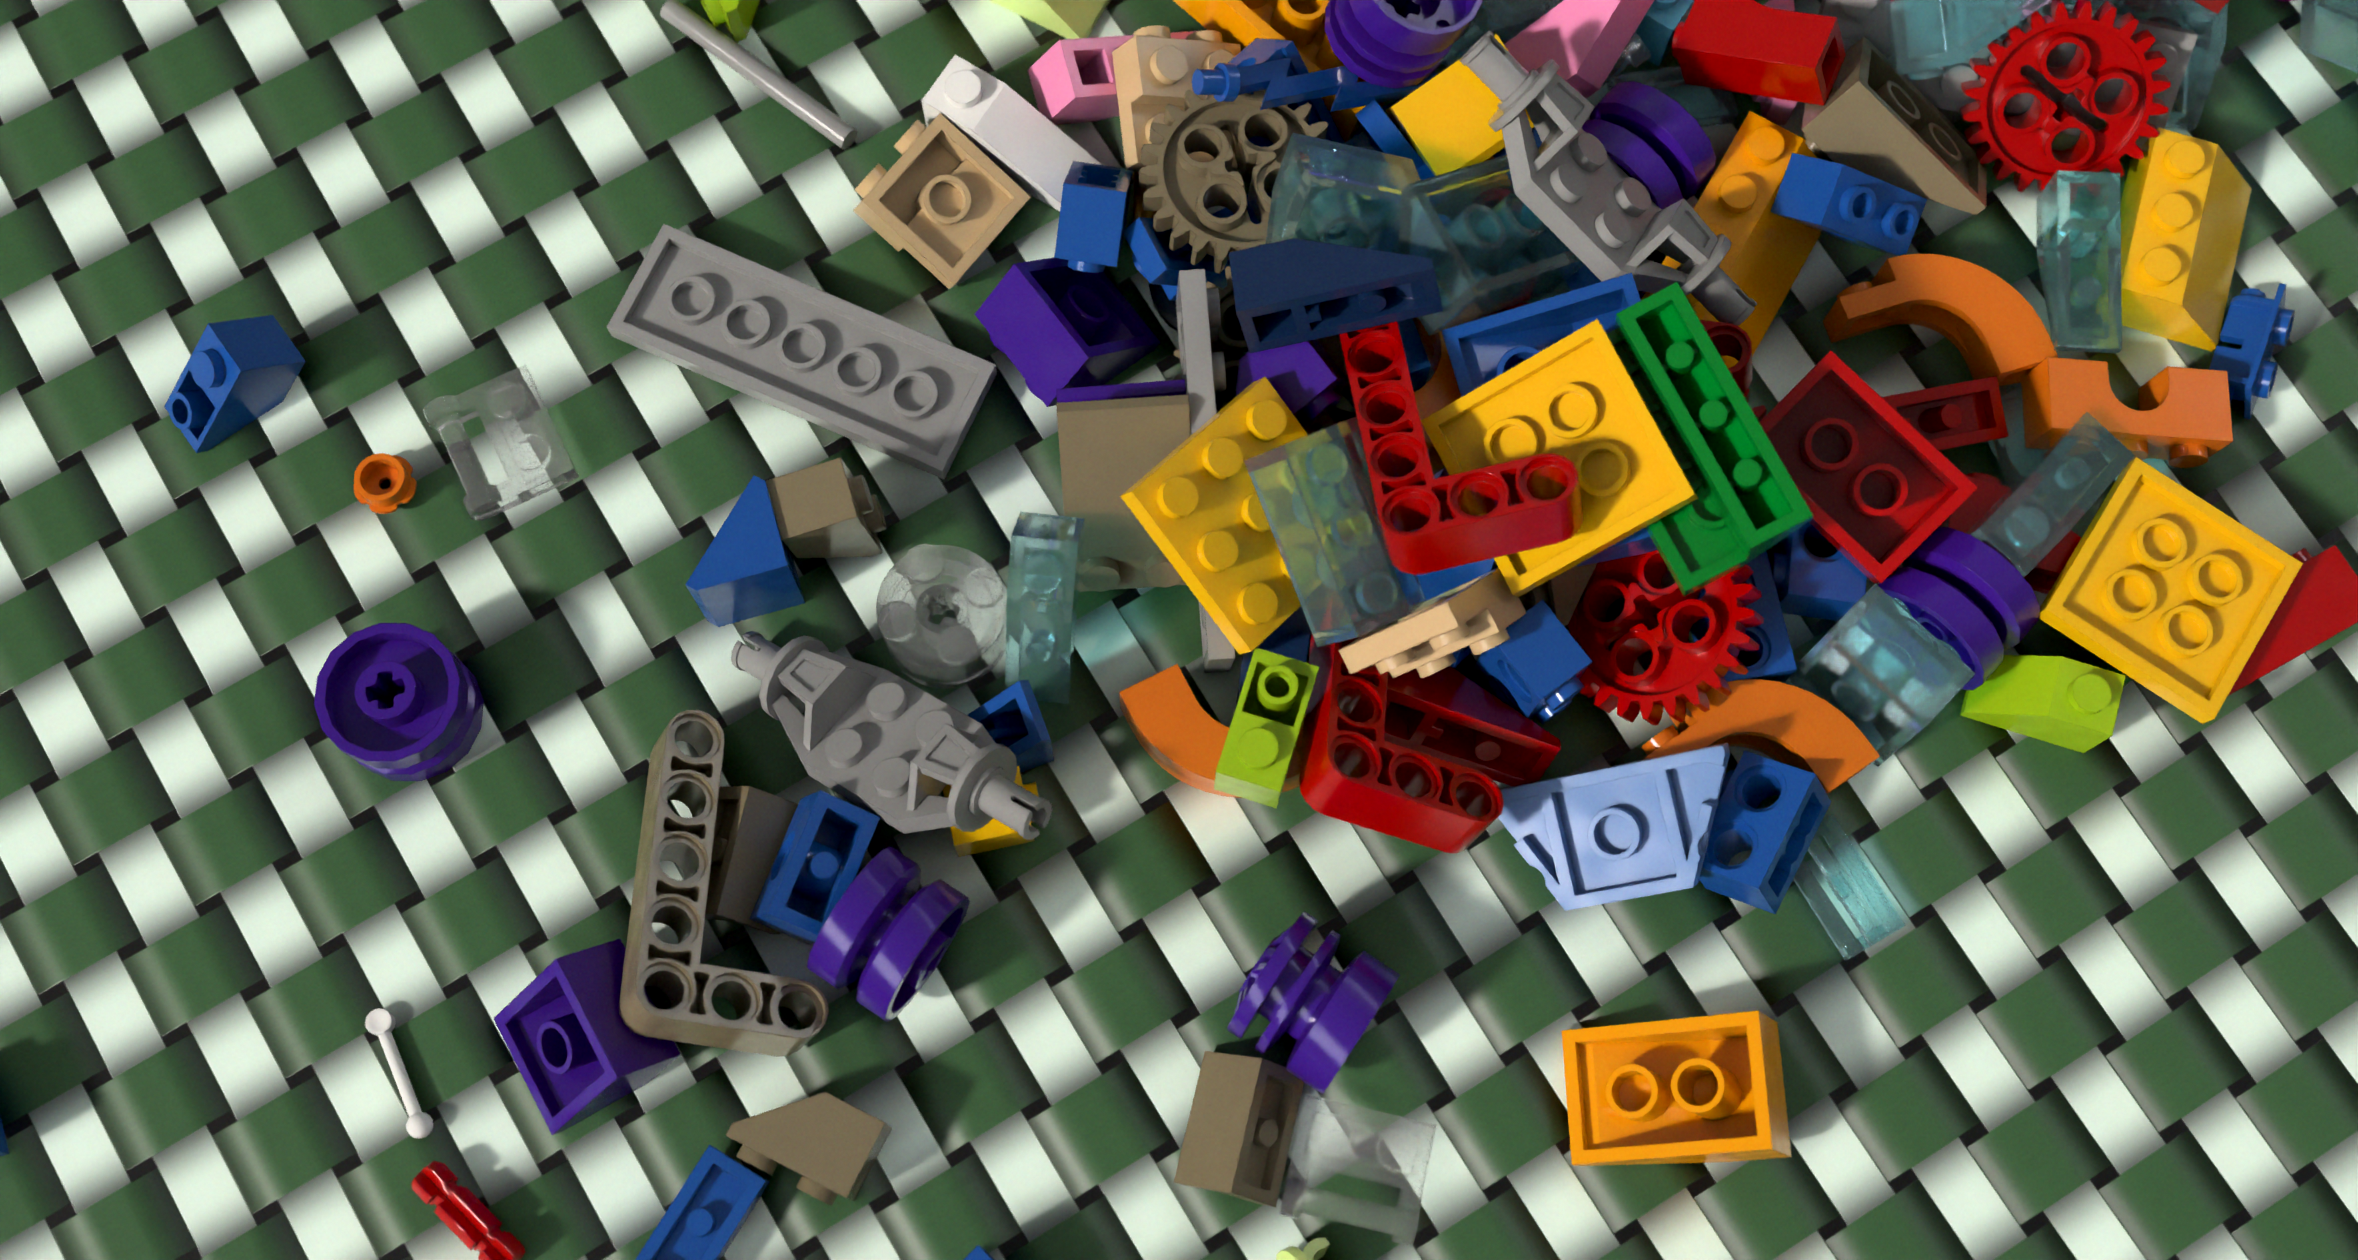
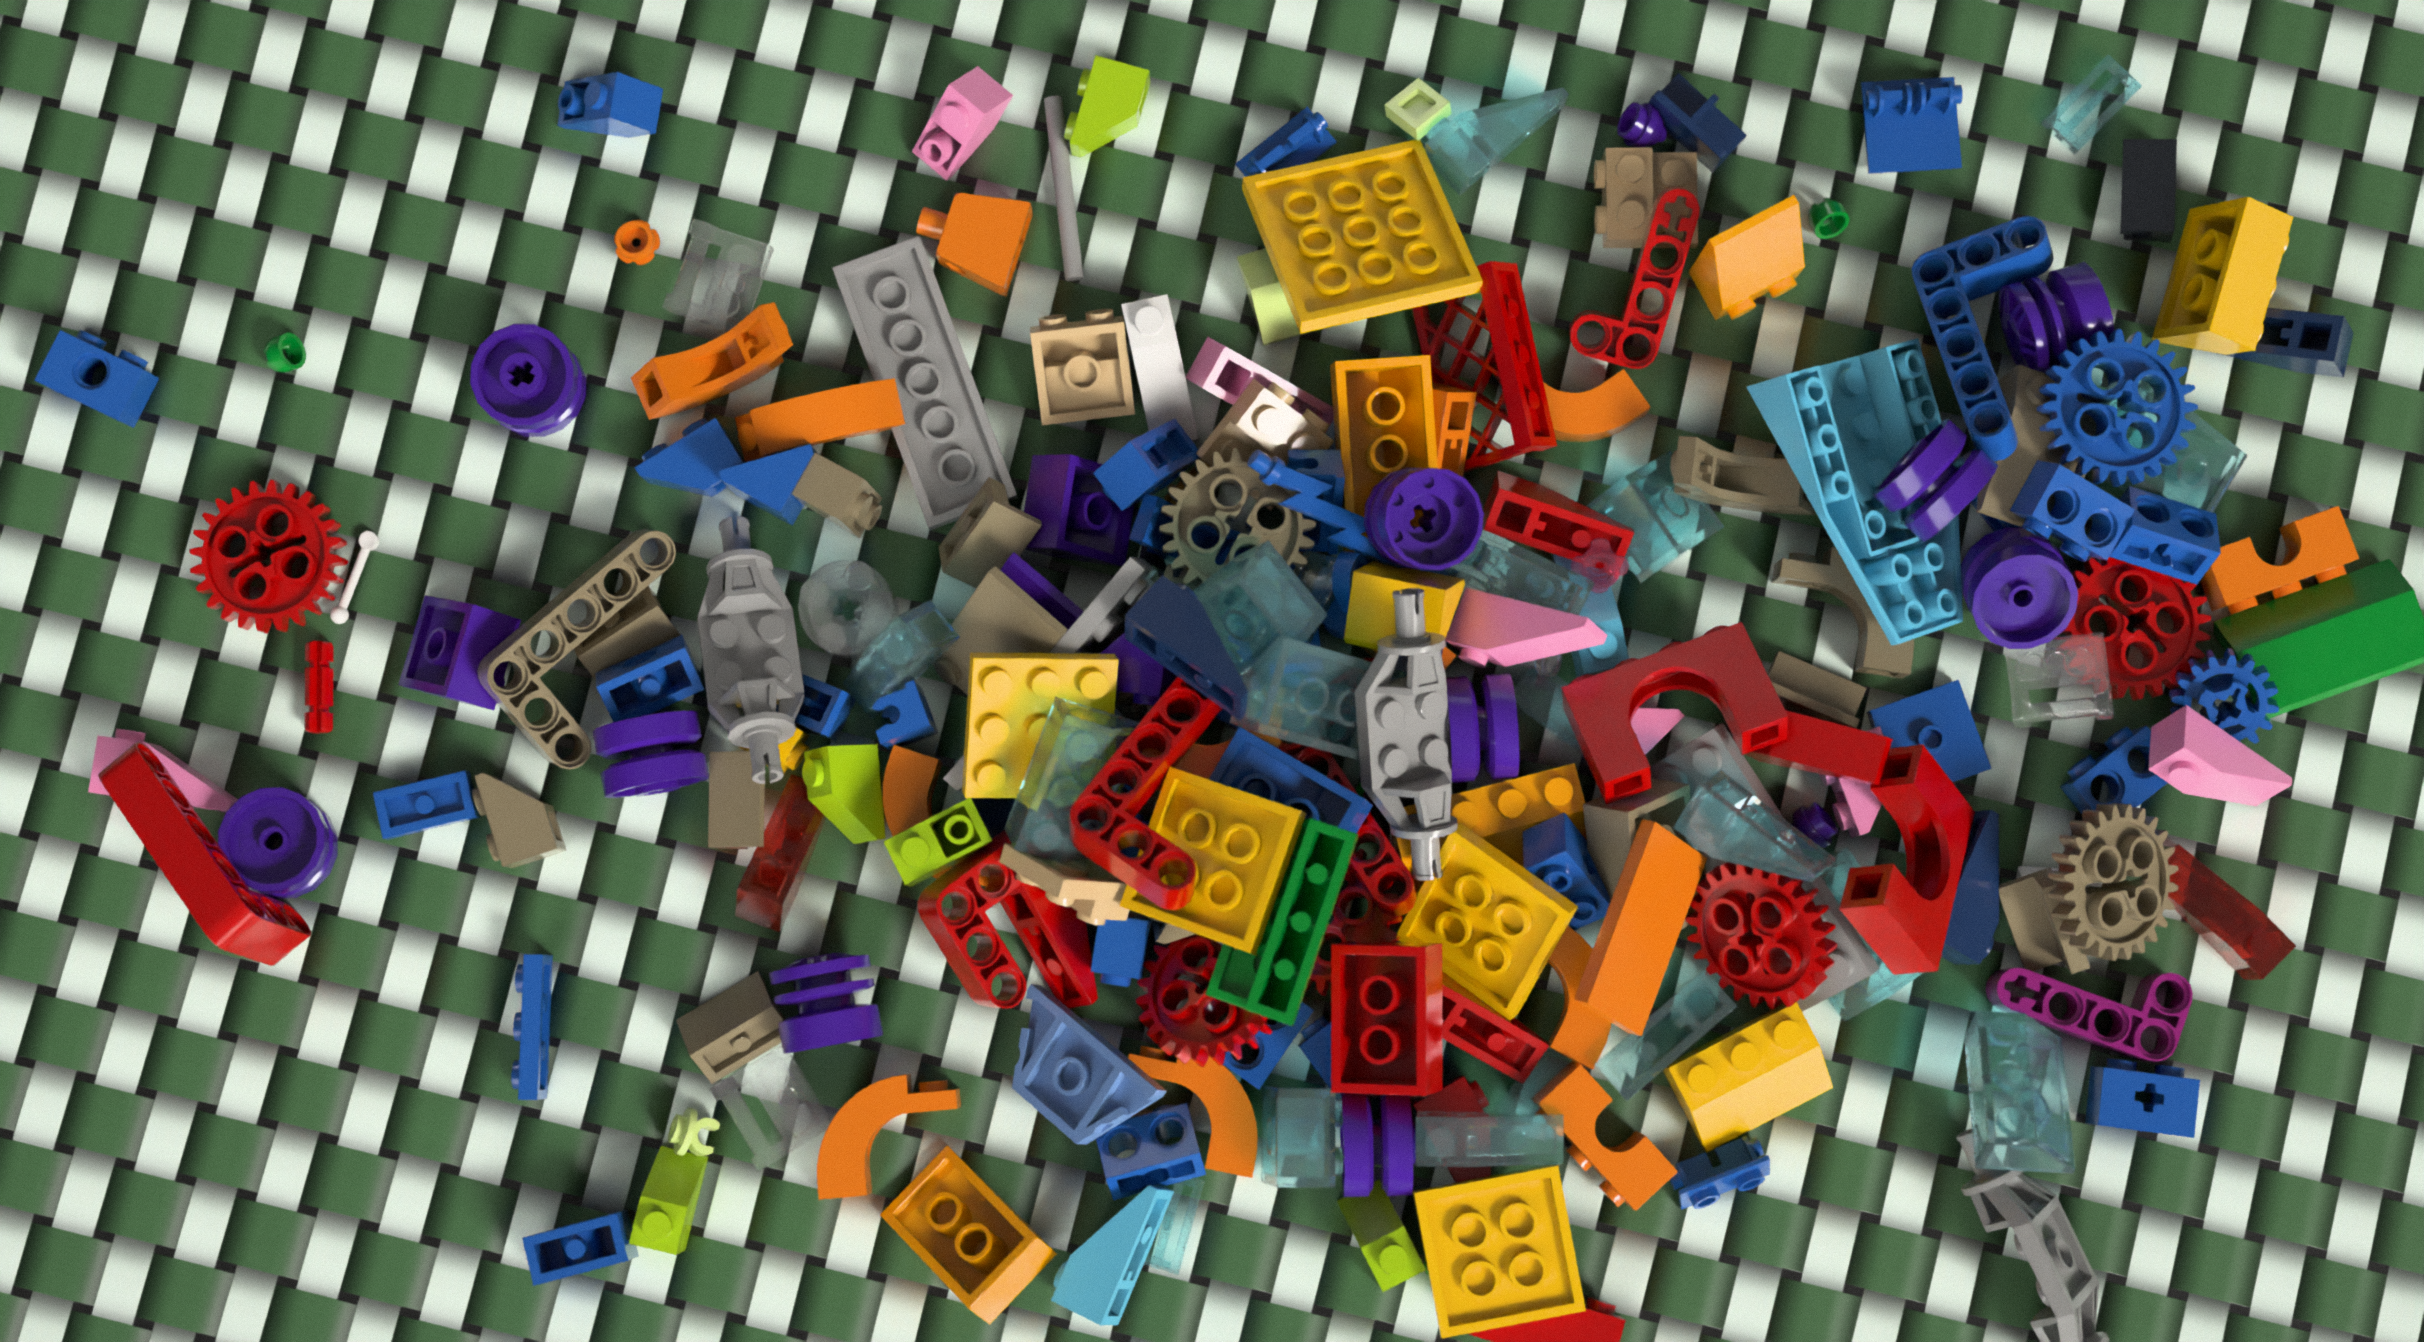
camera: 50 degrees right, 10 degrees up
(108, 919) = (294, 349): none -> green hinge
(230, 1114) = (284, 594): none -> red gear
(582, 523) = (714, 368): none -> orange arch
(602, 96) = (961, 121): none -> bright pink slope
(649, 629) = (693, 460): none -> blue slope
(723, 177) = (979, 237): none -> orange torso
(744, 440) = (820, 418): none -> orange arch
(1009, 422) = (986, 535): none -> dark tan panel
(1020, 895) = (734, 802): none -> dark tan panel
(1106, 646) = (909, 715): none -> blue hinge
(1117, 782) = (847, 789): none -> lime slope
(1117, 908) = (780, 866): none -> clear red slope
(1460, 1100) = (847, 1143): none -> orange arch
(1838, 983) = (1106, 1266): none -> medium azure slope
(1840, 288) = (1491, 921): none -> yellow plate
(1972, 180) = (1641, 928): none -> orange tile

